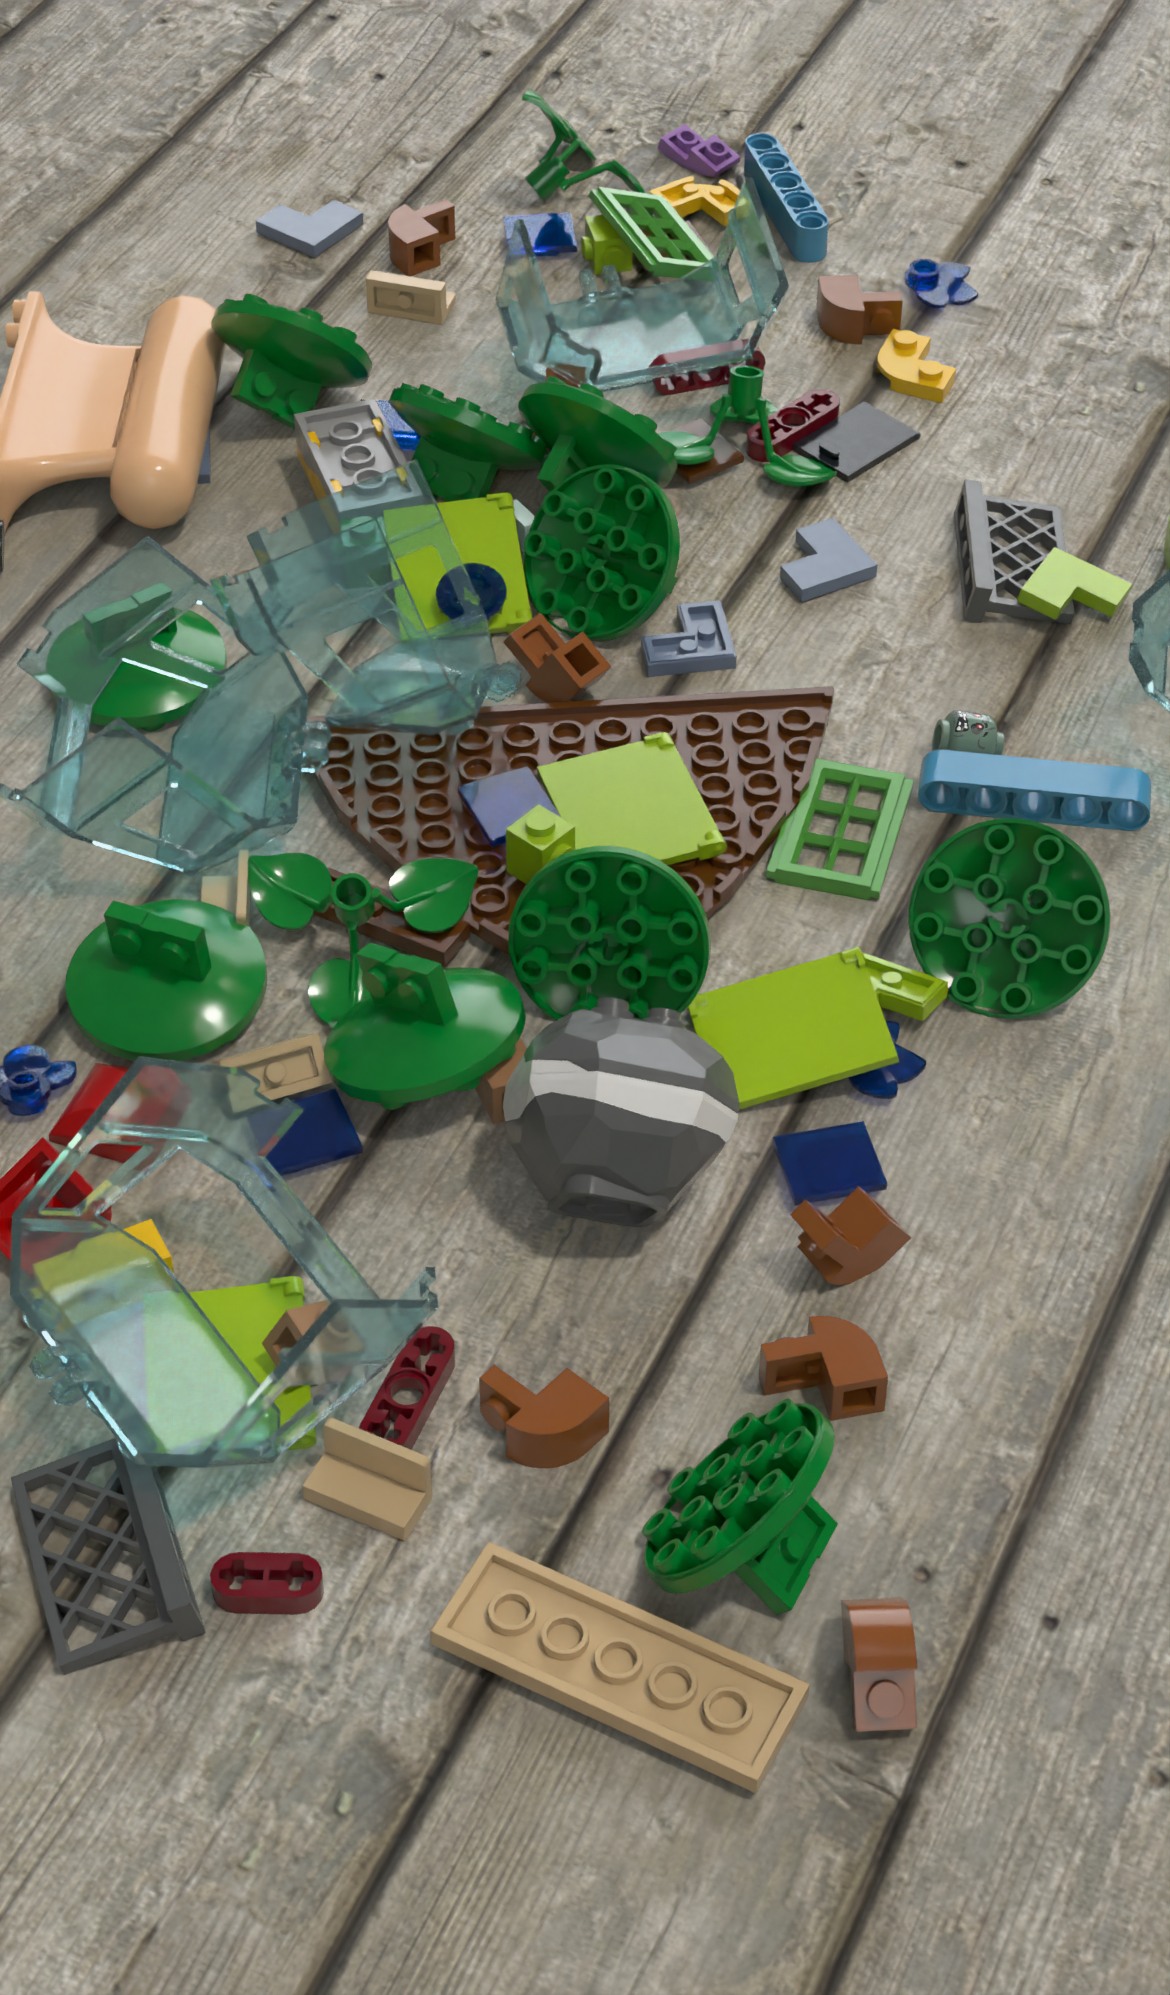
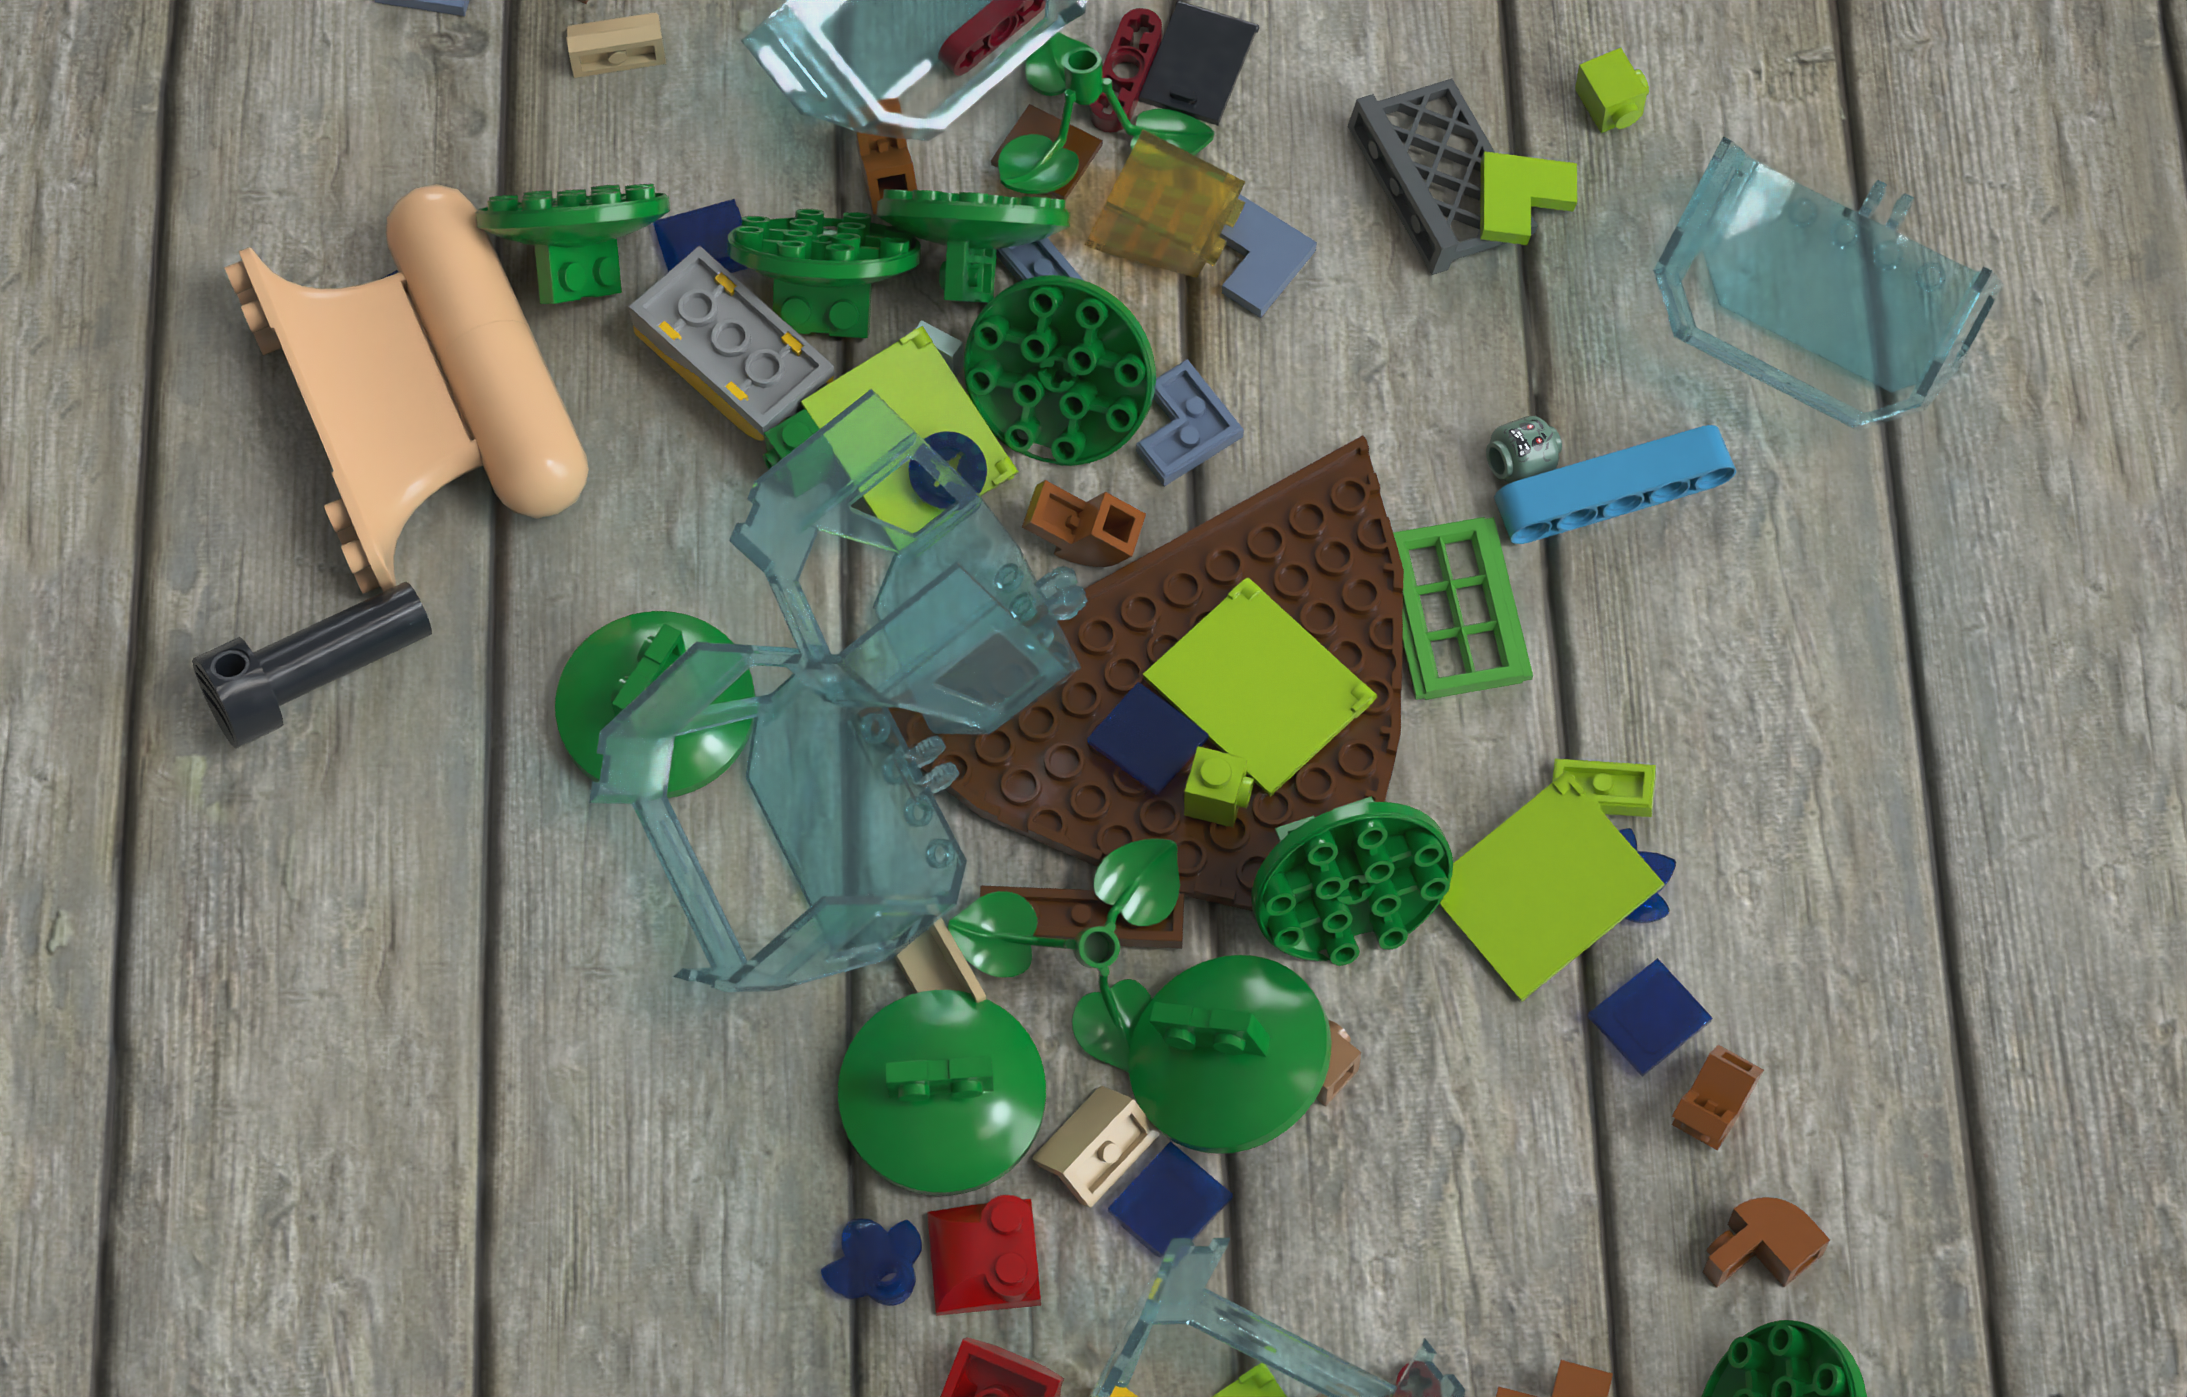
camera: 25 degrees left, 20 degrees up
(618, 1112) = (1475, 1082): dark grey rock -> none
(759, 493) = (1167, 209): none -> clear yellow slope
(1010, 917) = (1689, 680): green bracket -> none

